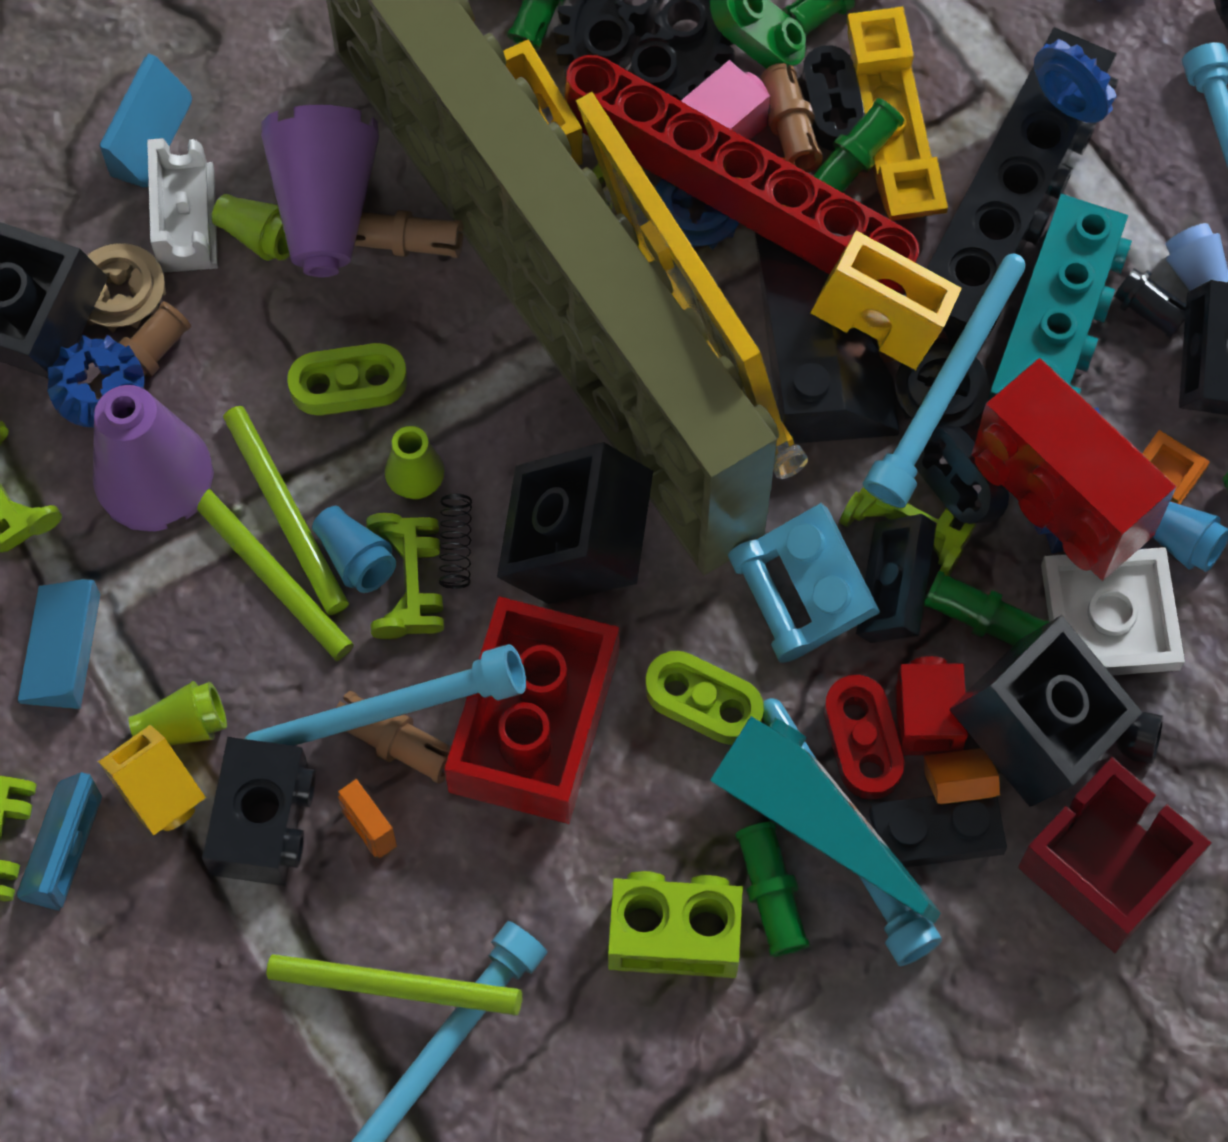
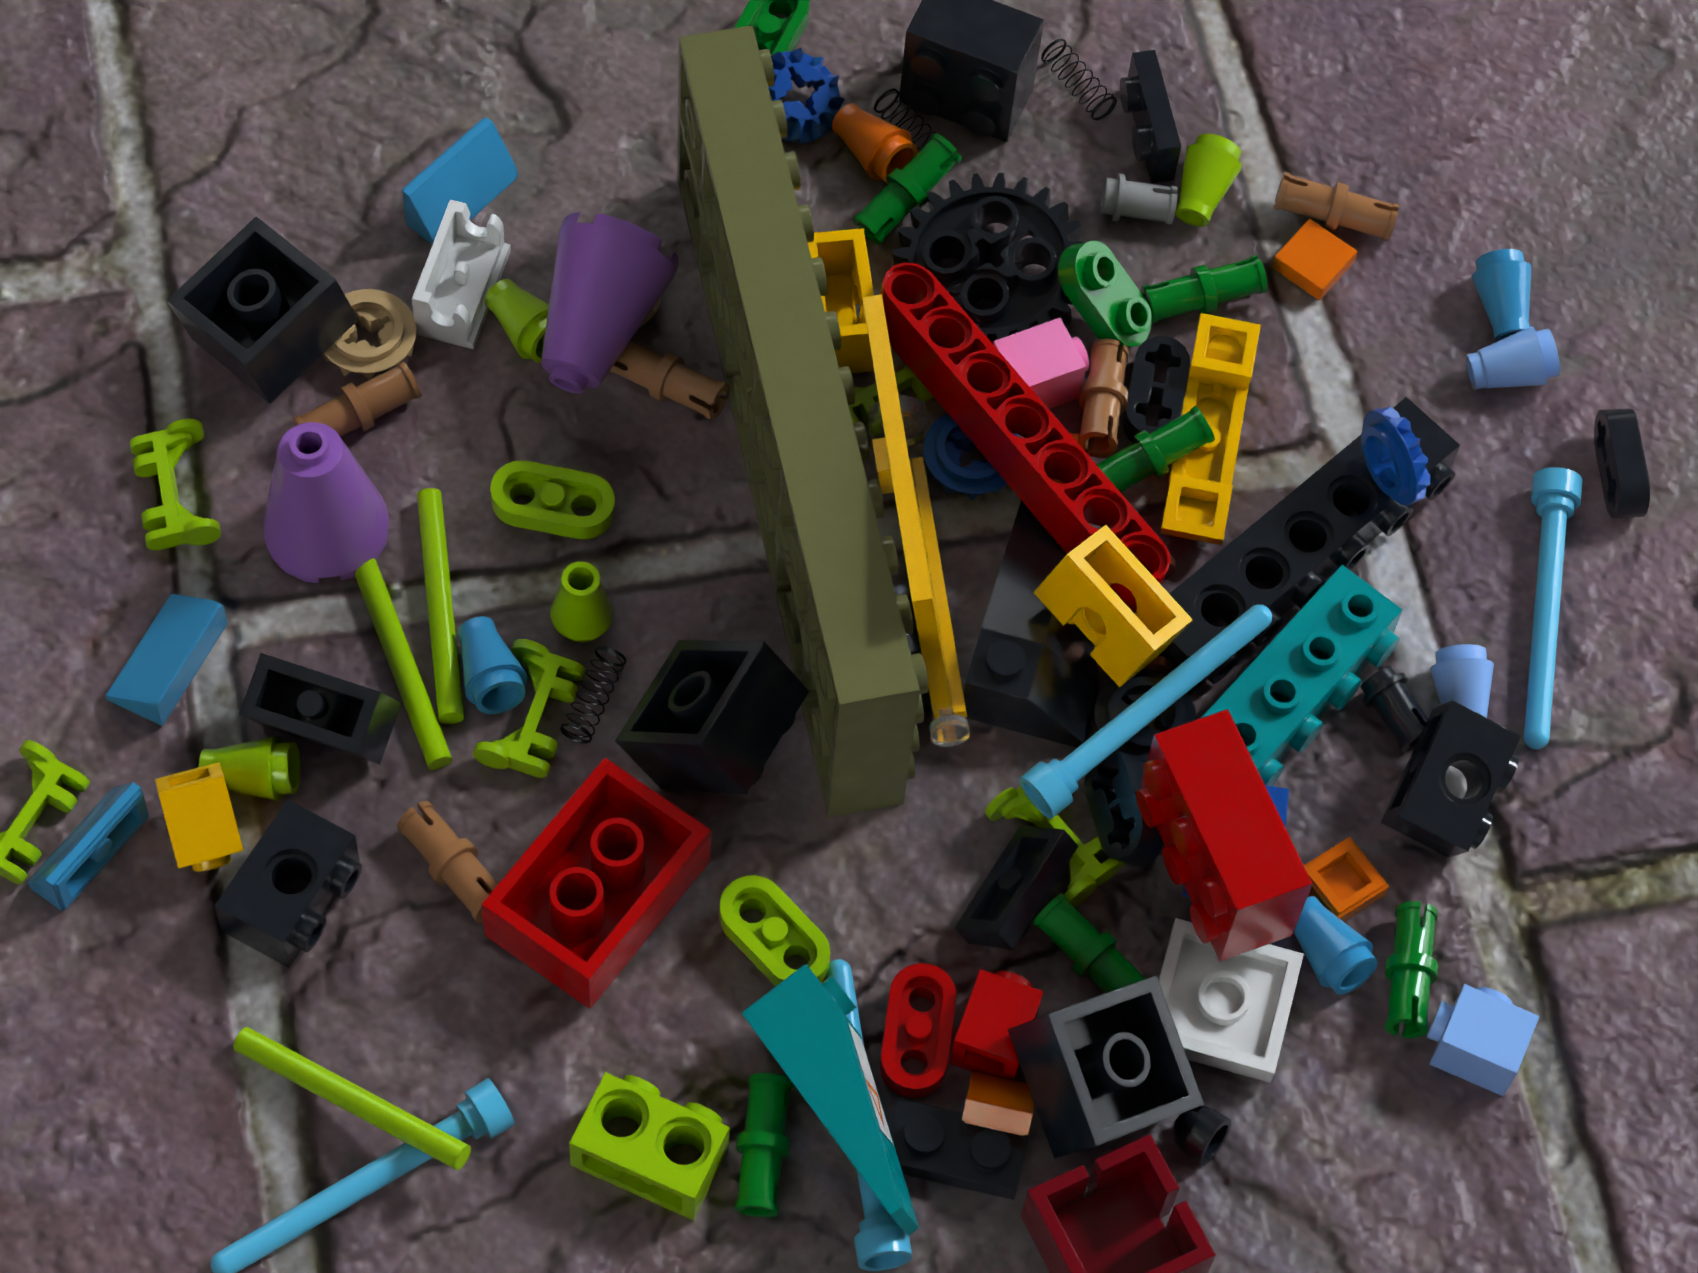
camera: 15 degrees right, 5 degrees down
(76, 400) = (285, 394): blue gear -> none
(221, 643) = (320, 708): none -> black brick
(366, 819) = (391, 930): orange tile -> none
(495, 675) = (568, 829): medium azure piece -> none
(821, 574) = (942, 858): medium azure plate -> none

